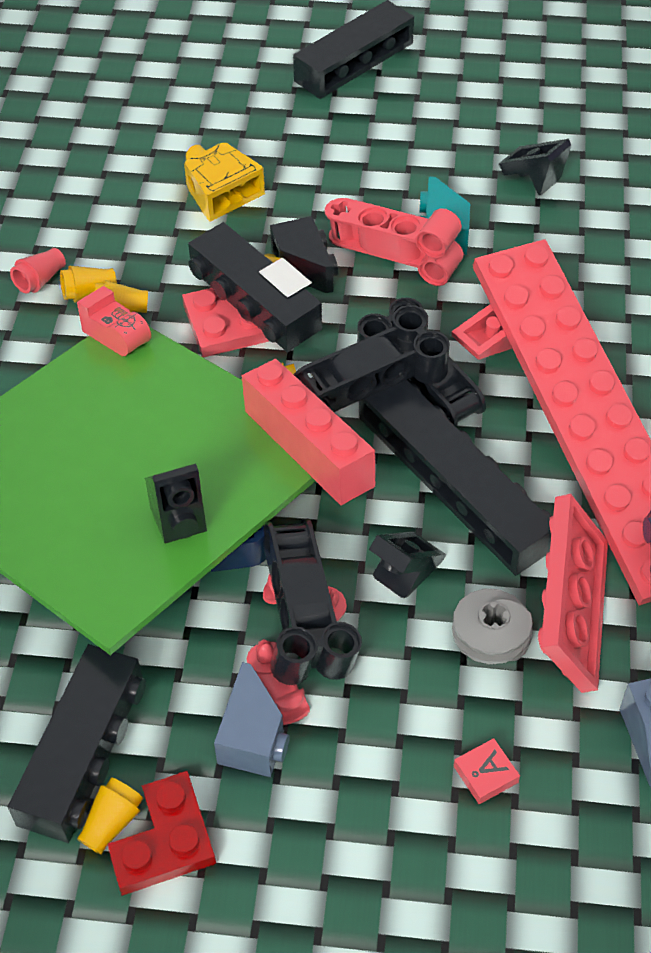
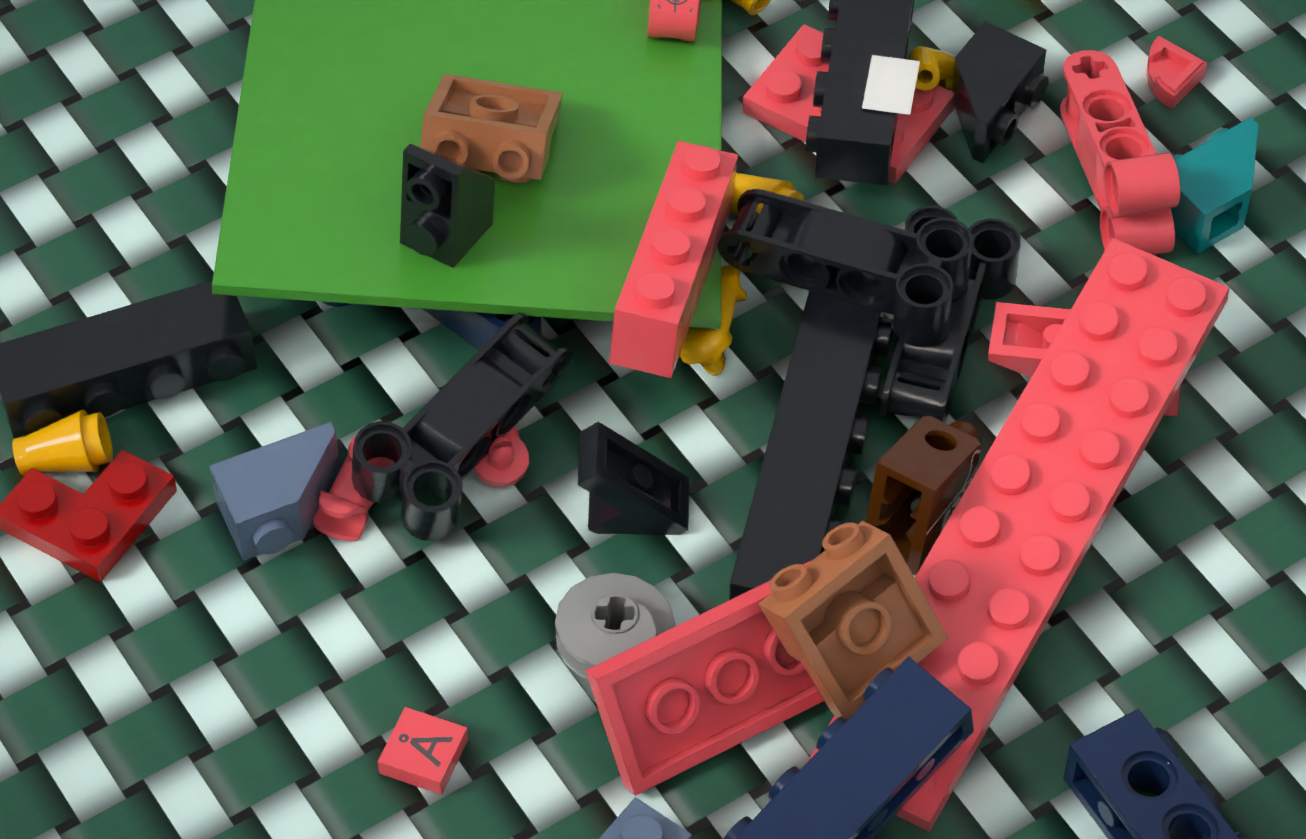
camera: 50 degrees right, 0 degrees up
(134, 449) = (492, 126): none -> nougat plate
(355, 188) = (1172, 72): none -> coral tile
(528, 439) = (925, 463): none -> reddish brown torso
(606, 508) = (852, 614): none -> nougat plate

